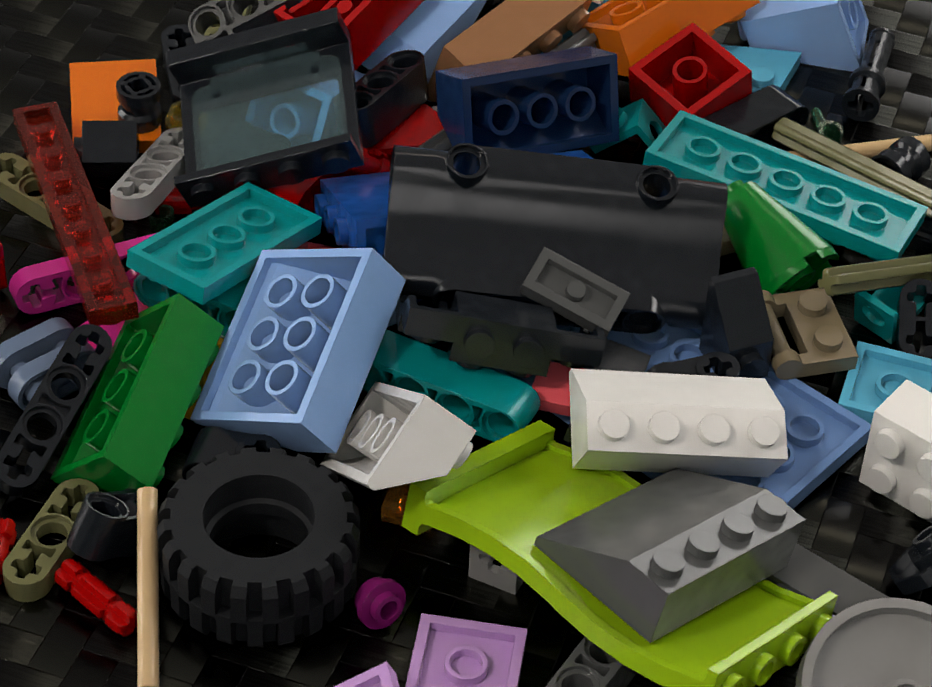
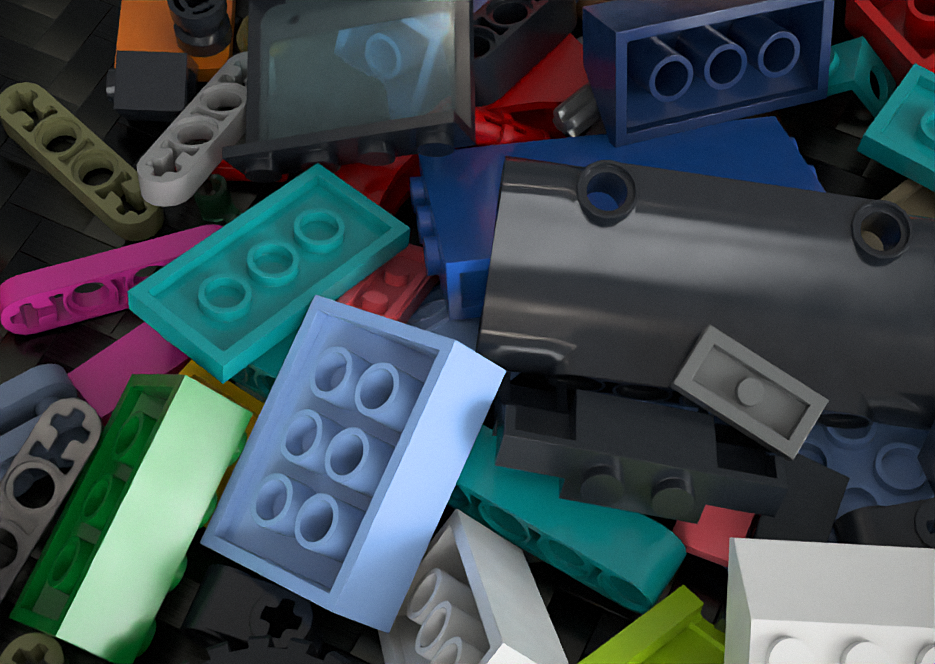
camera: 10 degrees right, 15 degrees up
(75, 215) = (87, 209): clear red plate -> none

